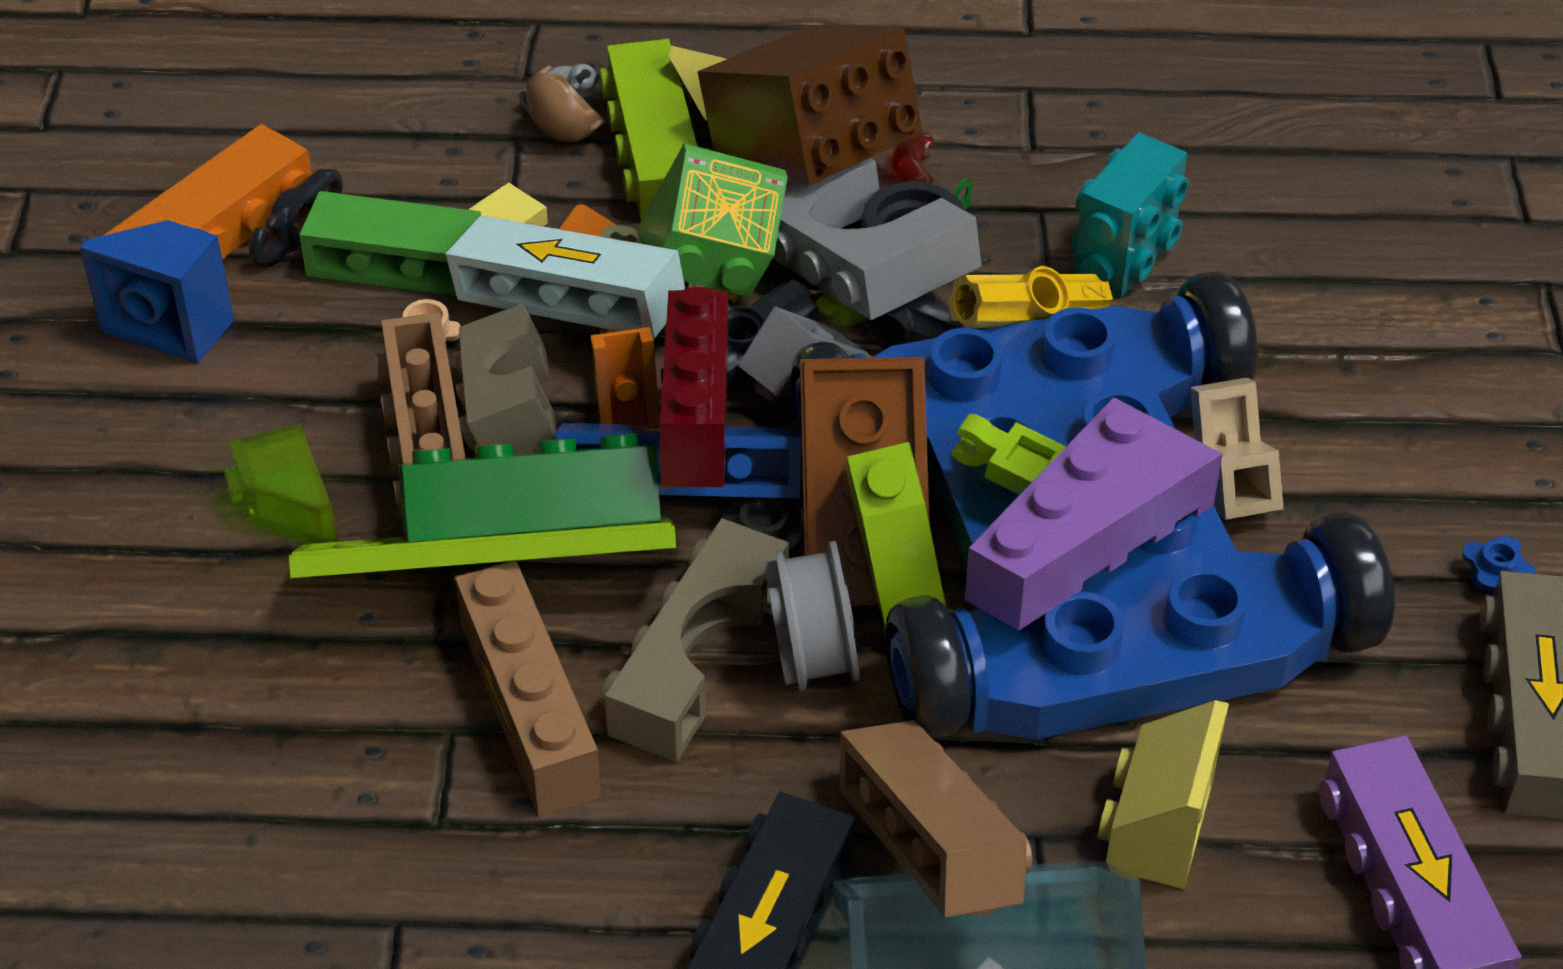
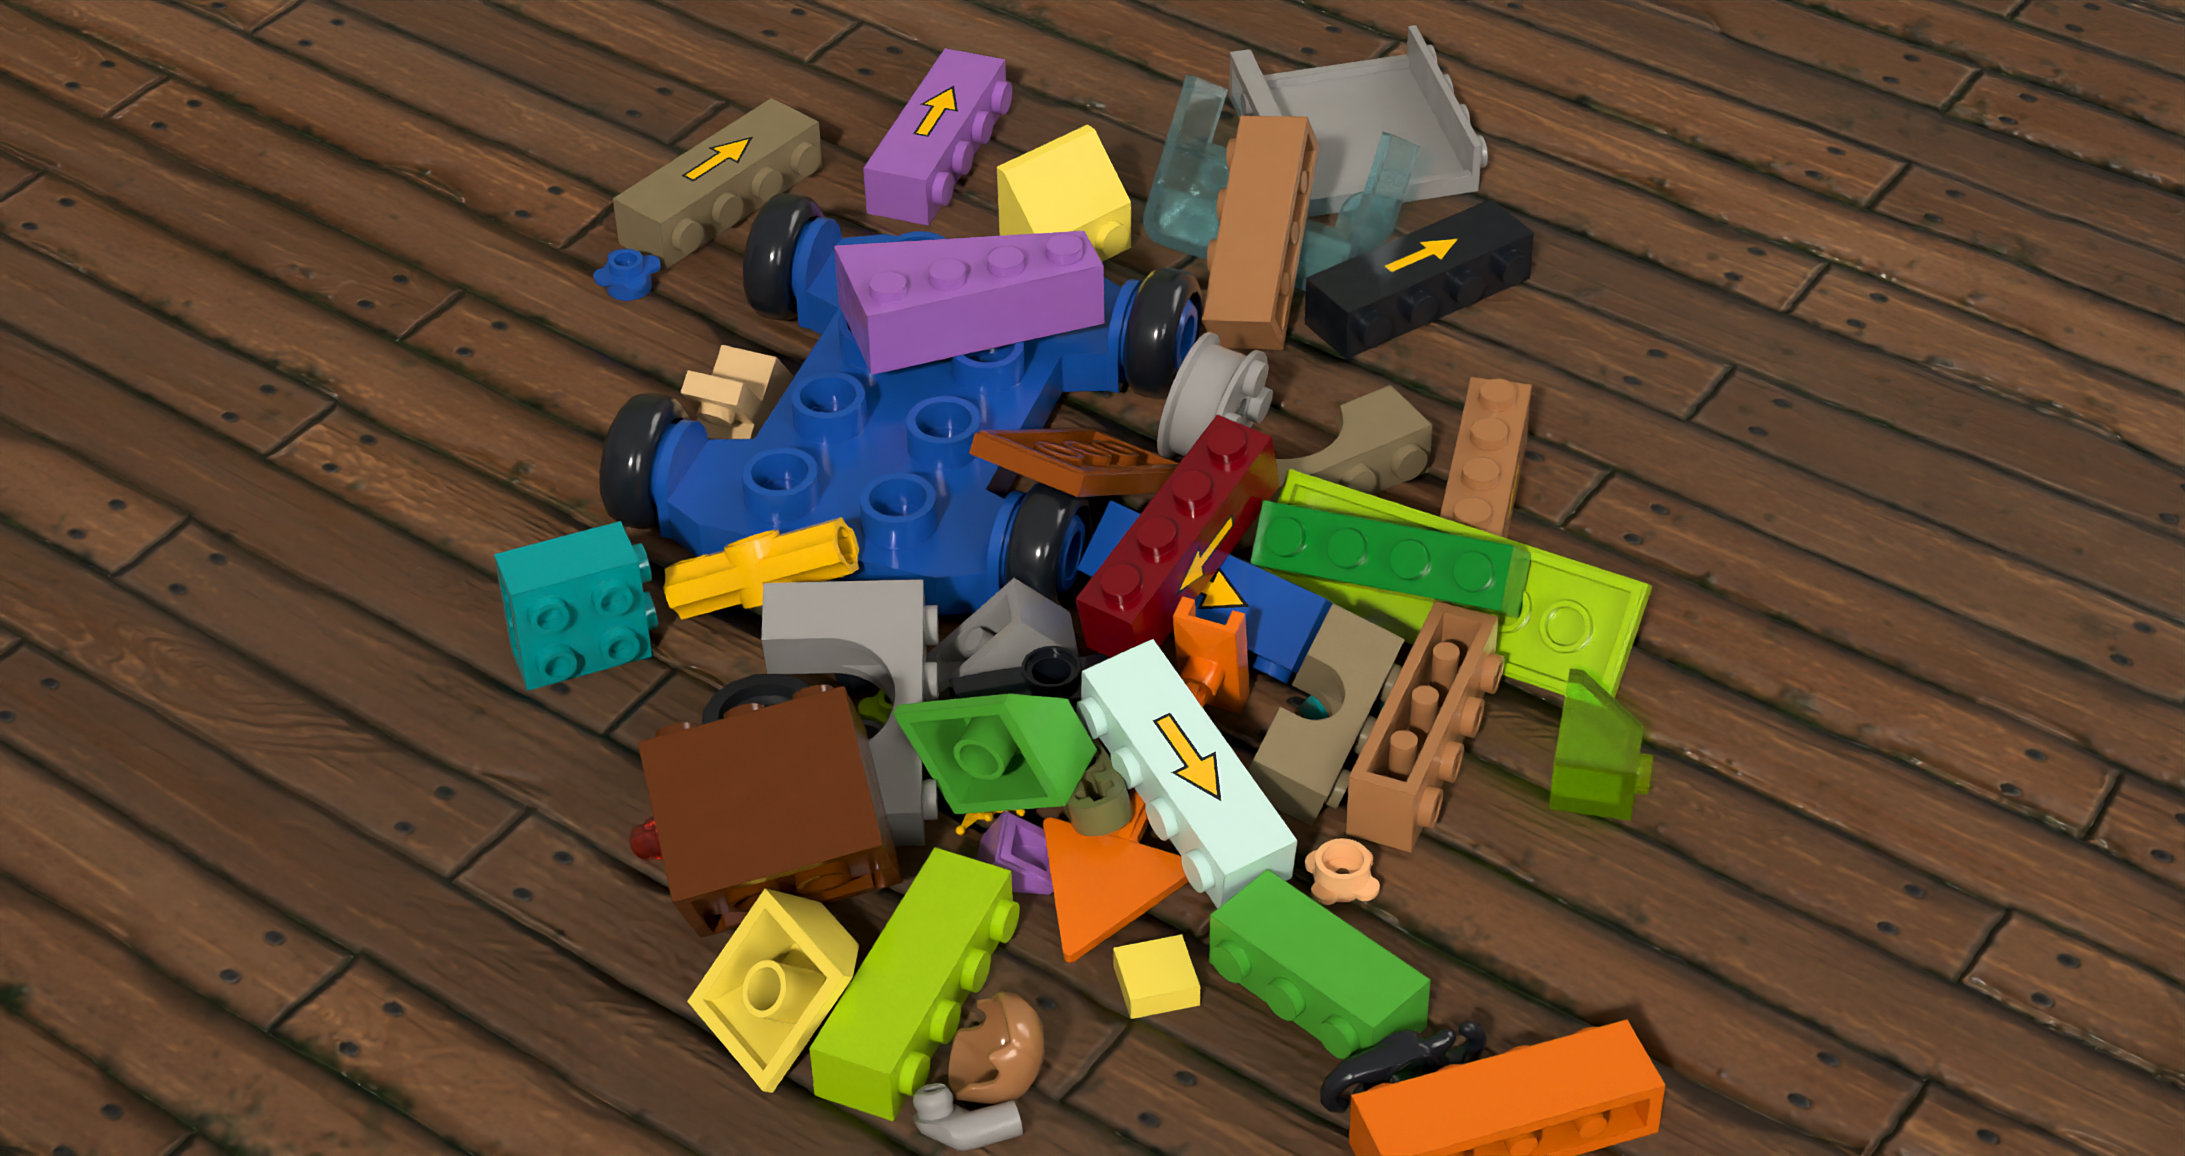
camera: 145 degrees left, 5 degrees down
(160, 287) = (1620, 962): blue slope -> none
(893, 525) = (1098, 406): lime slope -> none
(1011, 457) = (965, 369): lime plate -> none

